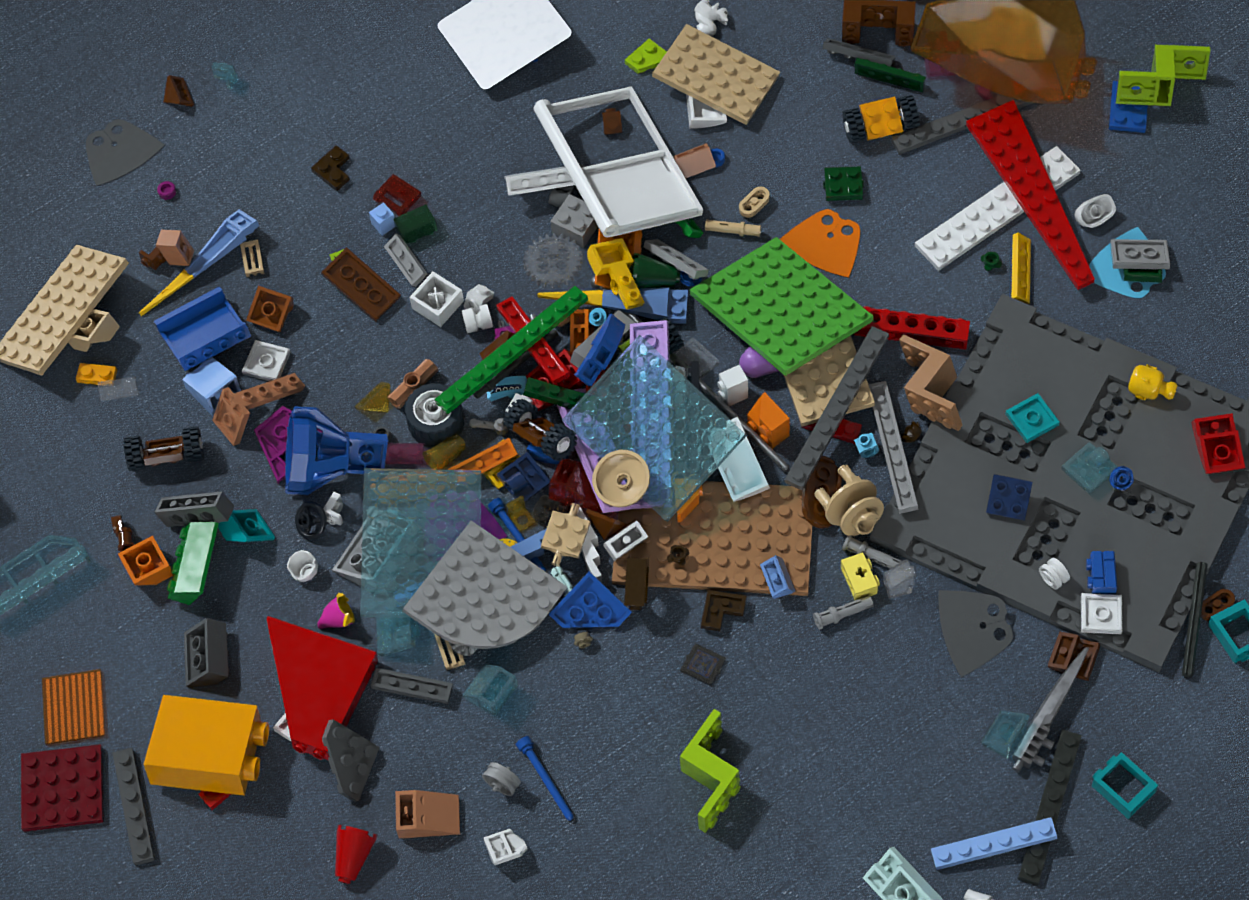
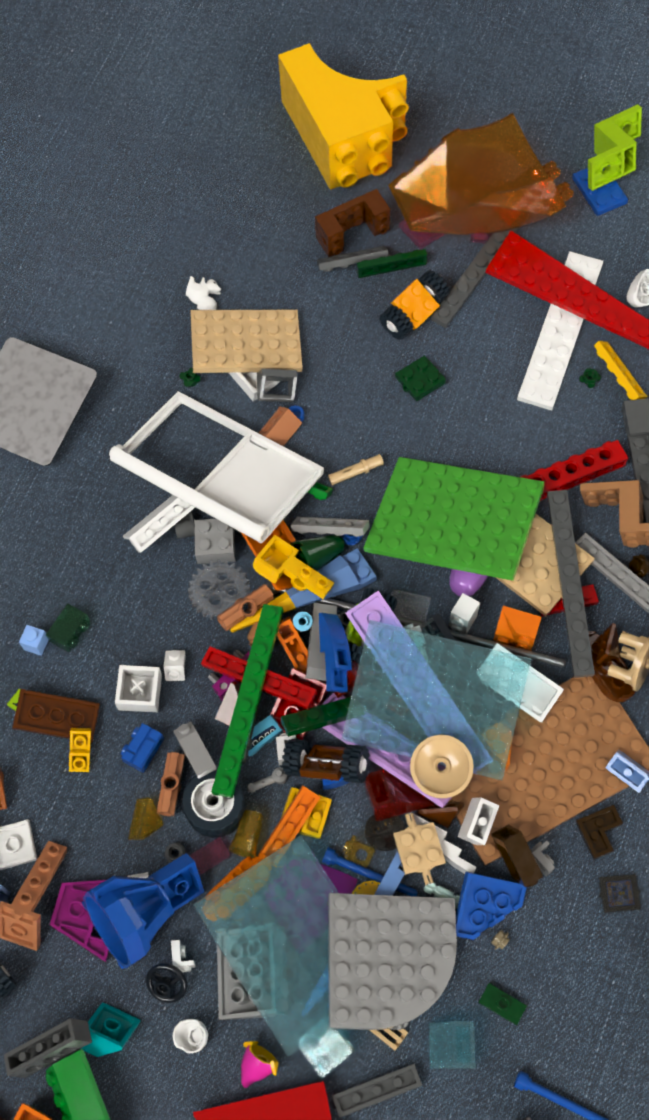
camera: 35 degrees left, 5 degrees up
(361, 320) = (79, 749): none -> yellow slope
(399, 190) = (31, 603): clear red plate -> none
(405, 260) = (82, 667): light grey plate -> none
(410, 345) = (142, 747): none -> blue brick
(446, 364) = (194, 749): none -> light grey slope
(477, 318) = (188, 685): white wheel -> none
(523, 477) = (337, 815): dark blue plate -> none
(549, 283) = (235, 613): none -> nougat piece
(550, 685) = (502, 1004): none -> dark green plate
(612, 121) = (182, 432): reddish brown bracket -> none
(645, 57) = (172, 357): lime wing -> none
(649, 85) = (189, 382): none -> dark green plate
(659, 597) = (544, 861): none -> light grey bracket
(677, 549) = (533, 799): dark brown plate -> none
(719, 115) = (276, 375): none -> dark grey tile
(753, 203) = (356, 437): tan plate -> none
(830, 254) = (452, 446): orange piece -> none
(831, 479) = (609, 645): none -> reddish brown slope
(867, 445) = (611, 599): medium azure plate -> none

